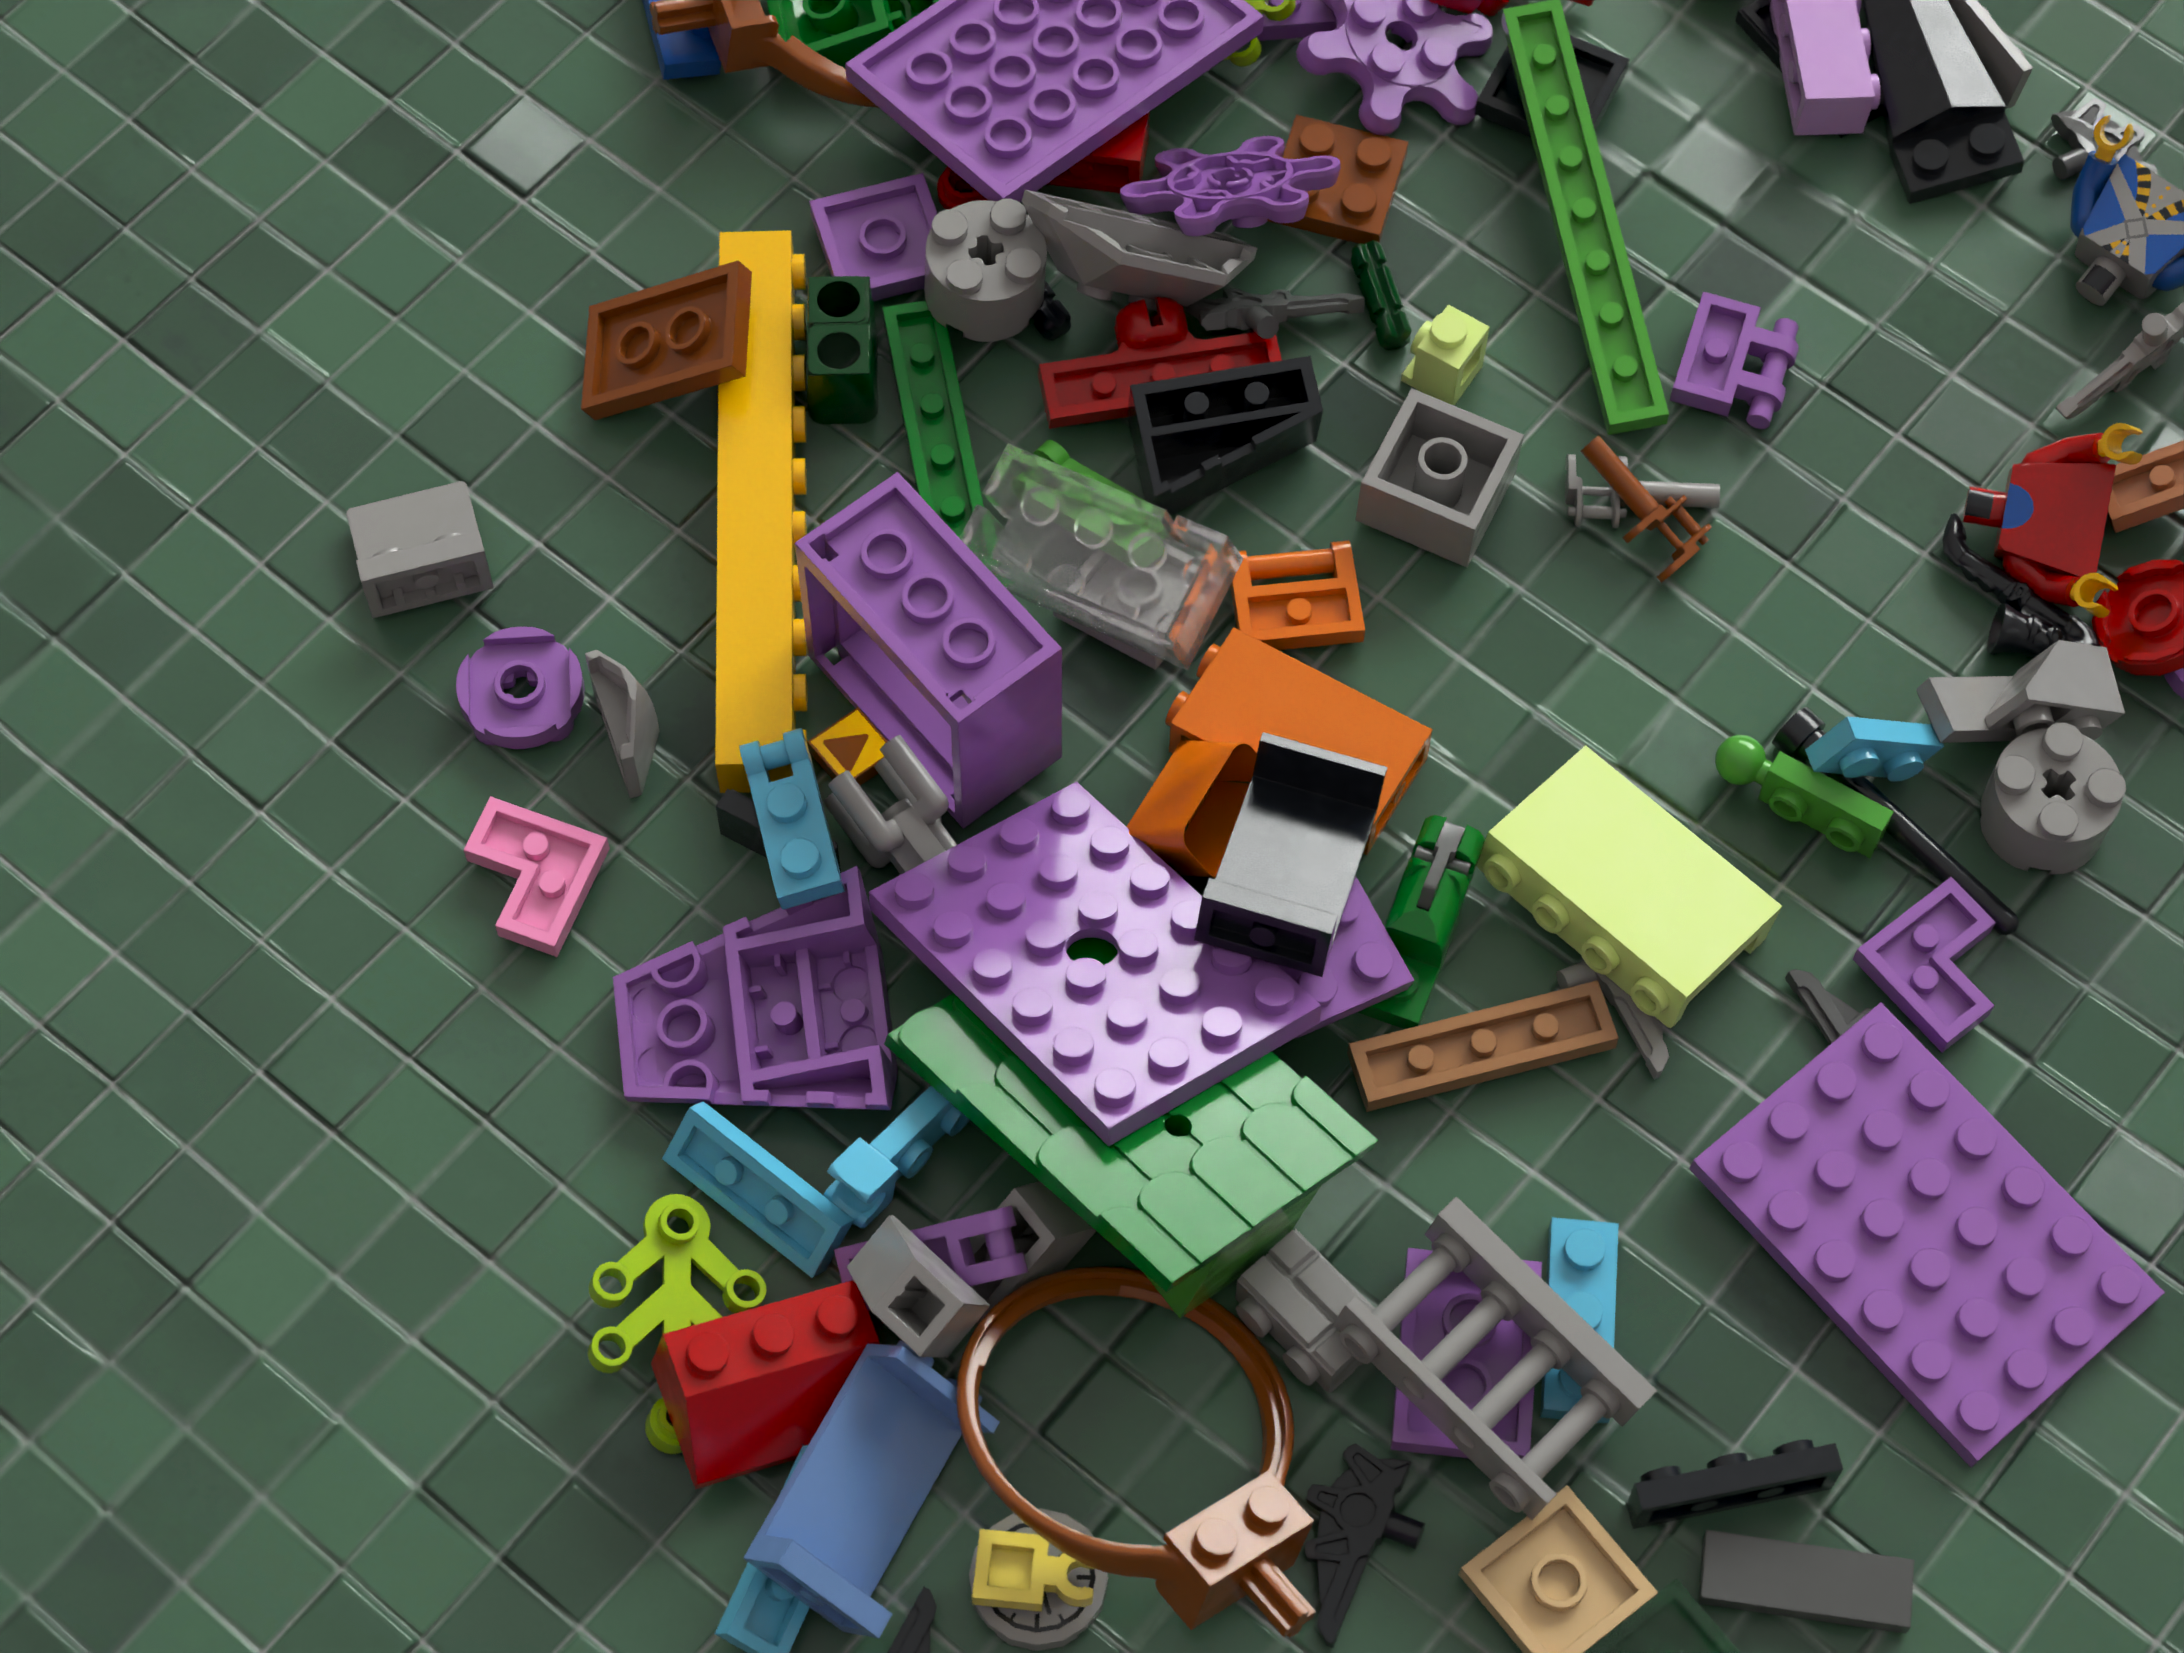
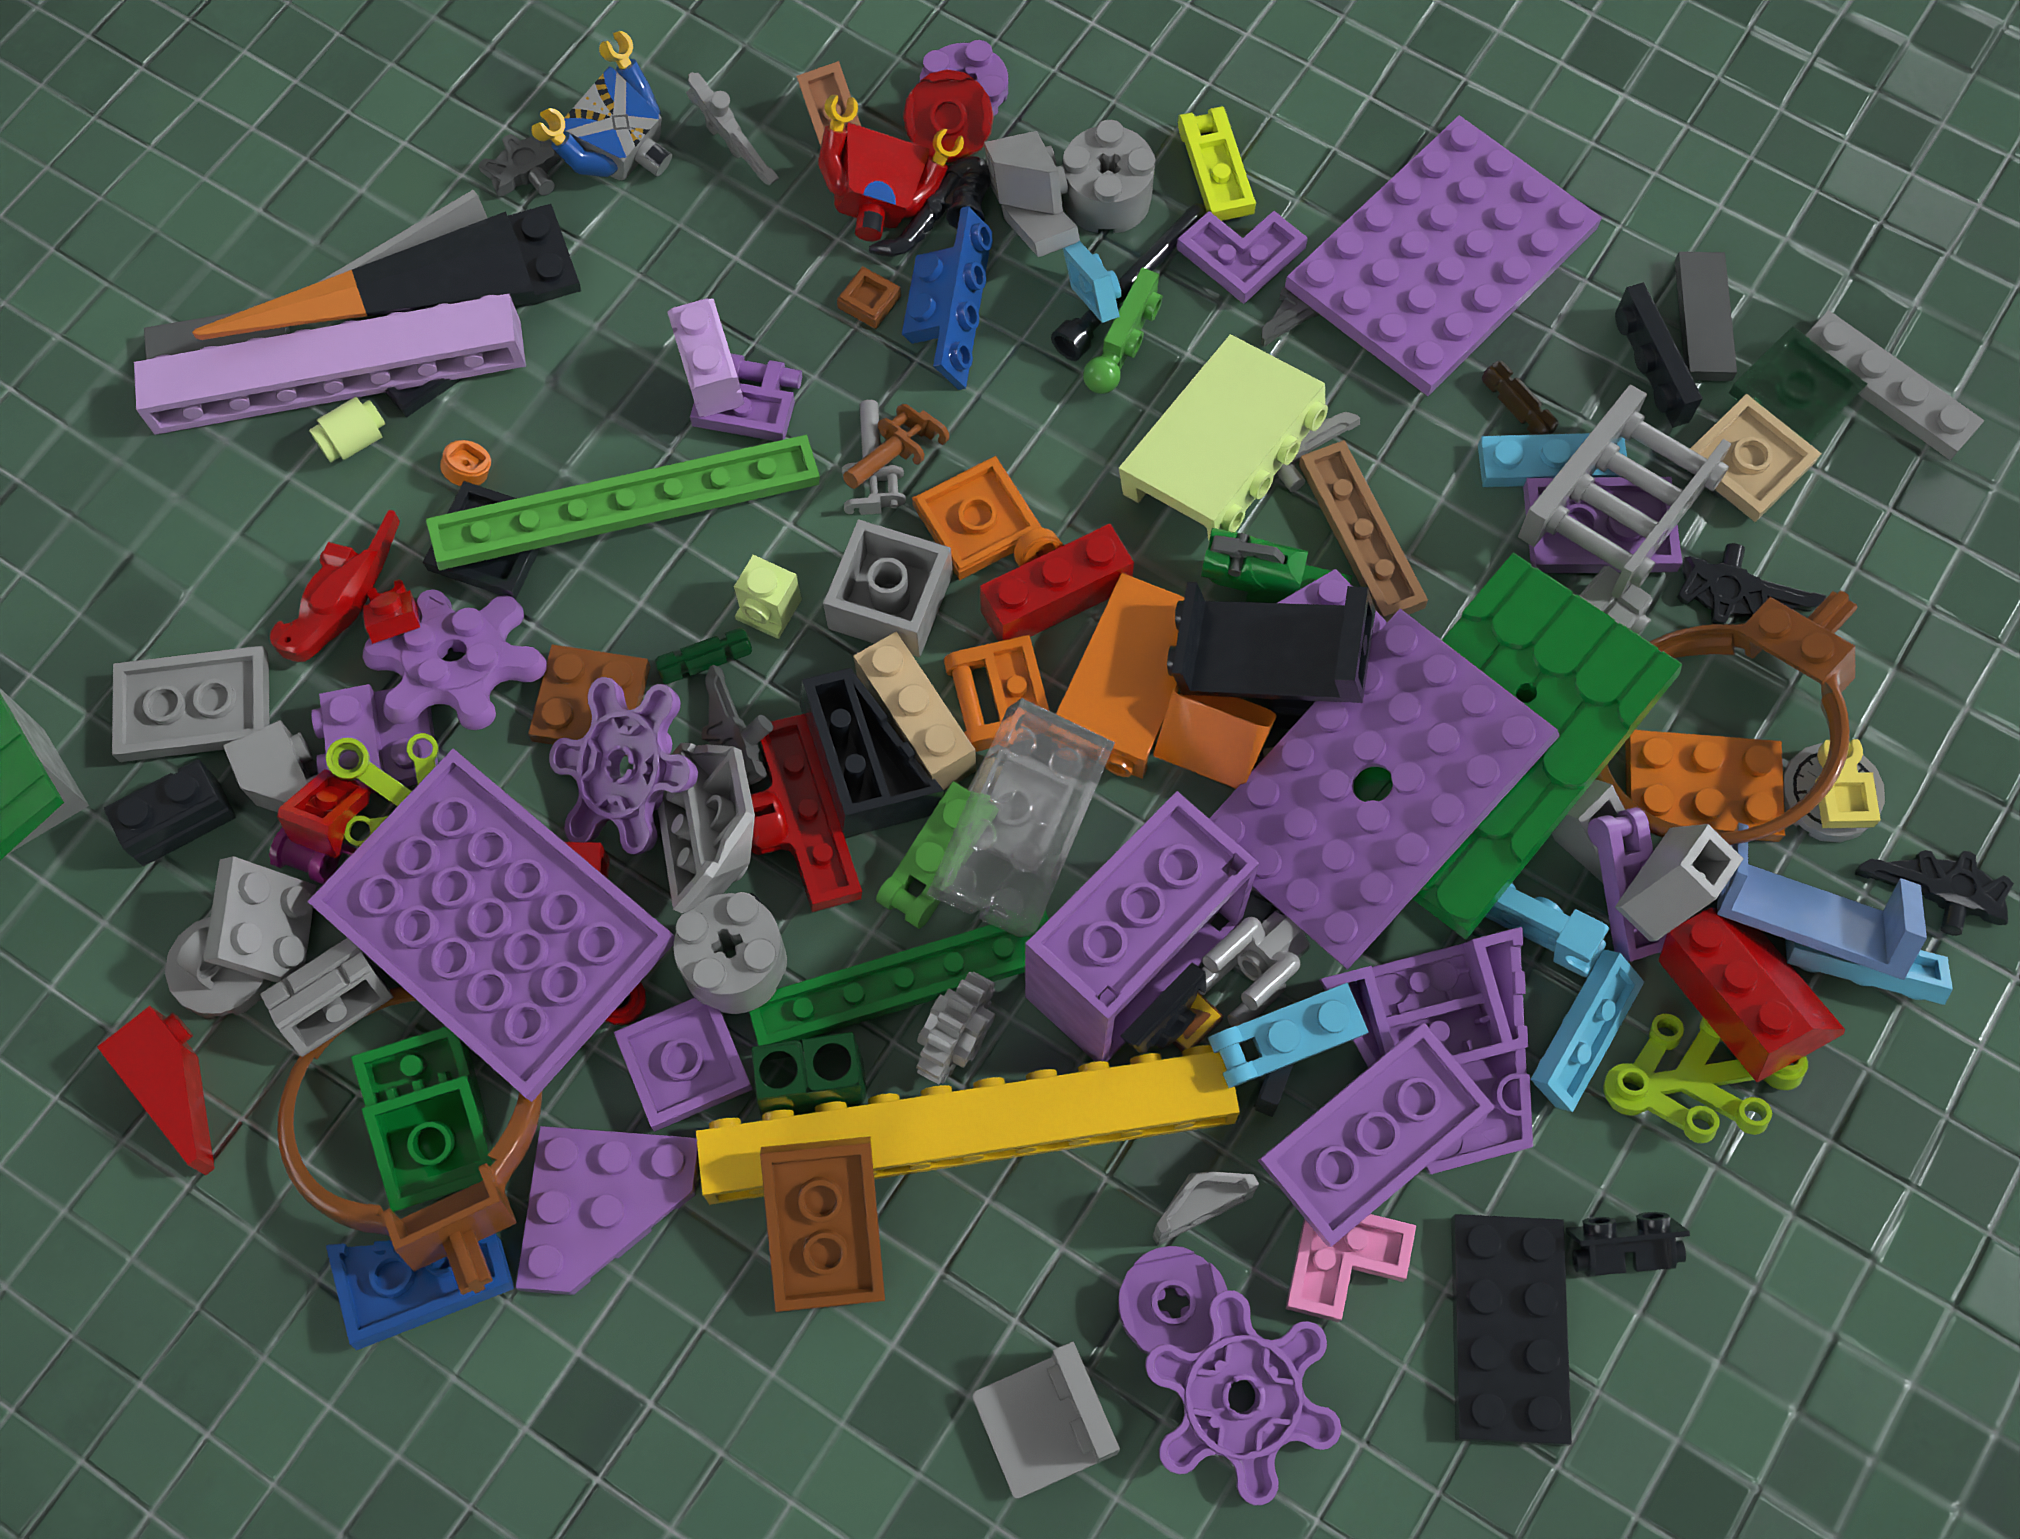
camera: 95 degrees left, 5 degrees up
(378, 703) = (1280, 1405): none -> medium lavender plate
(421, 1042) = (1510, 1330): none -> black plate
(496, 1158) = (1648, 1238): none -> black hinge
(660, 901) = (1376, 1134): none -> medium lavender plate
(743, 153) = (597, 1200): none -> medium lavender plate
(842, 703) = (1168, 1014): none -> black tile
(848, 467) = (956, 1028): none -> light grey gear
(1072, 1413) = (1706, 779): none -> orange plate
(1279, 489) = (916, 710): none -> tan brick
(1430, 666) = (1055, 585): none -> red brick
(1482, 659) = (1035, 544): none -> orange tile
(1541, 597) = (976, 516): none -> orange plate
(1658, 67) = (465, 462): none -> orange tile
(1675, 1290) = (1519, 399): none -> dark brown axle
(1771, 296) = (706, 357): none -> lavender brick
(1871, 601) = (948, 297): none -> blue bracket
(1881, 512) = (869, 297): none -> dark orange tile
(2082, 951) = (1217, 164): none -> neon yellow plate

